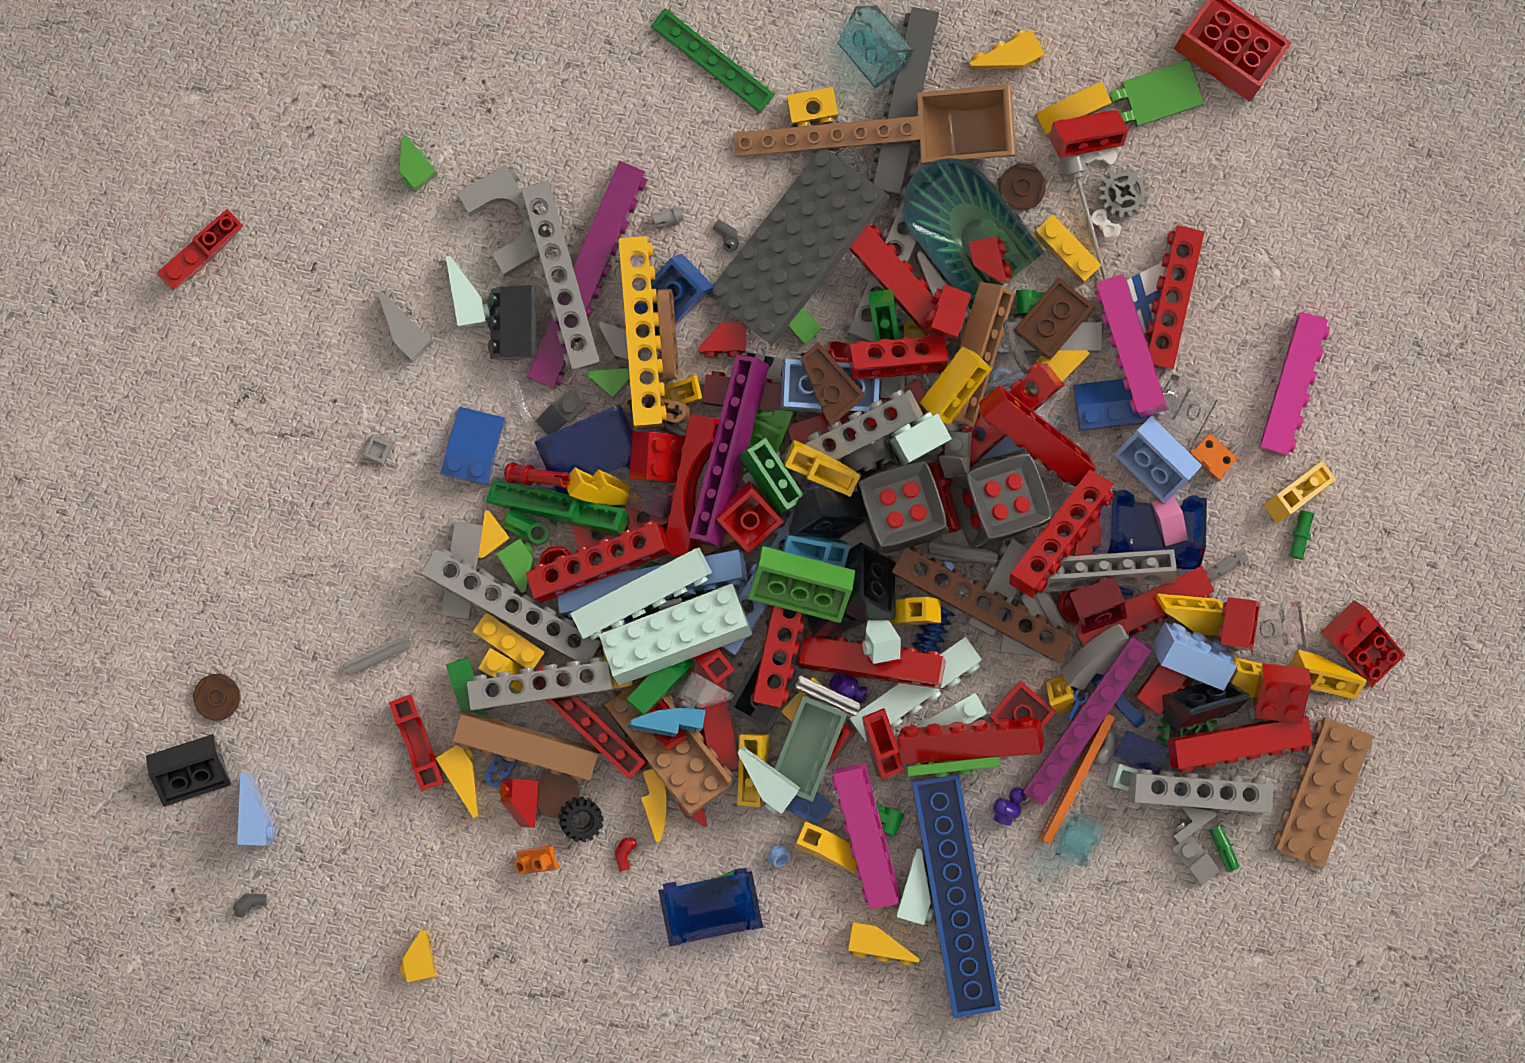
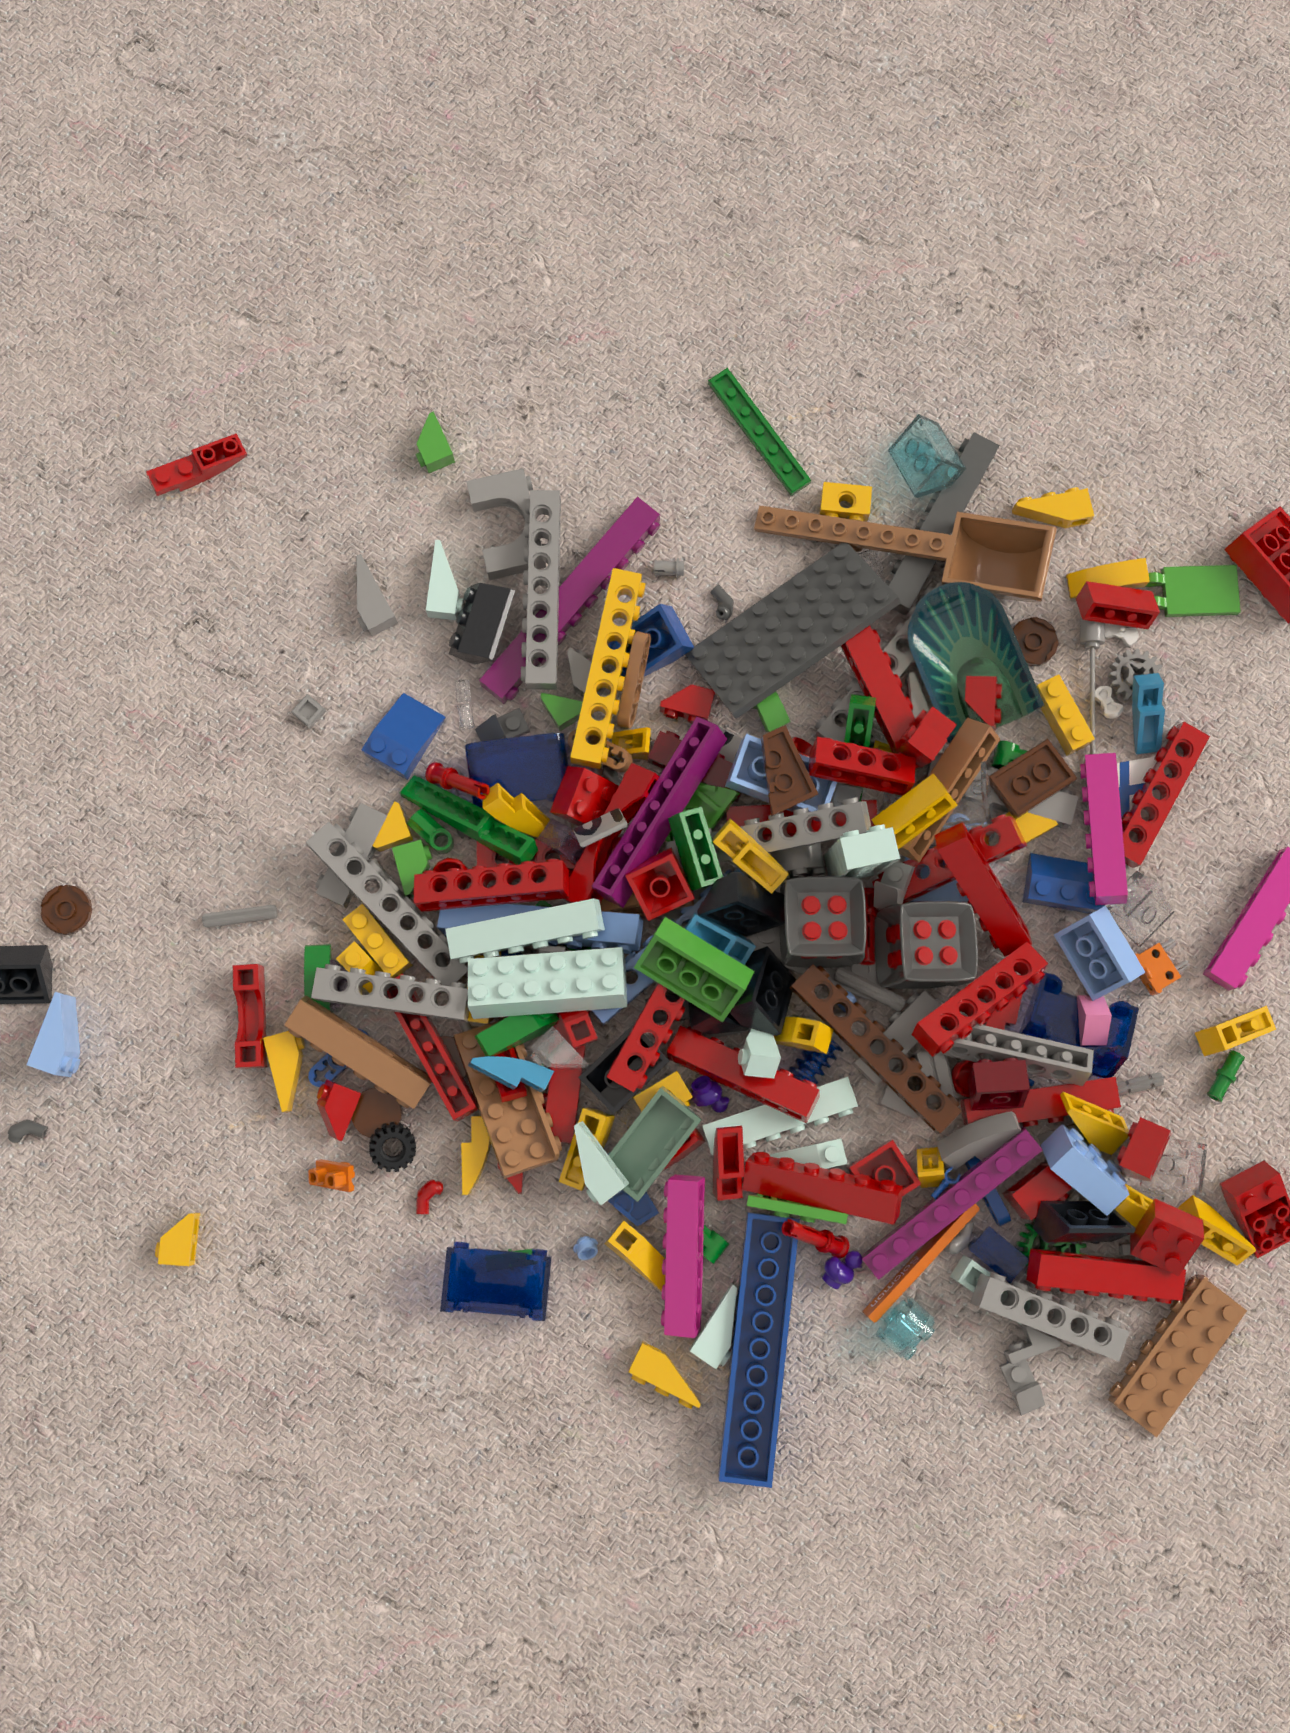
camera: 15 degrees right, 5 degrees down
(680, 482) = (600, 827): none -> light grey slope
(827, 696) = (685, 1094): light grey axle -> none
(985, 786) = (823, 1240): none -> red pin
(1143, 225) = (1147, 712): none -> dark azure slope
(1224, 848) = (1056, 1382): green axle -> none

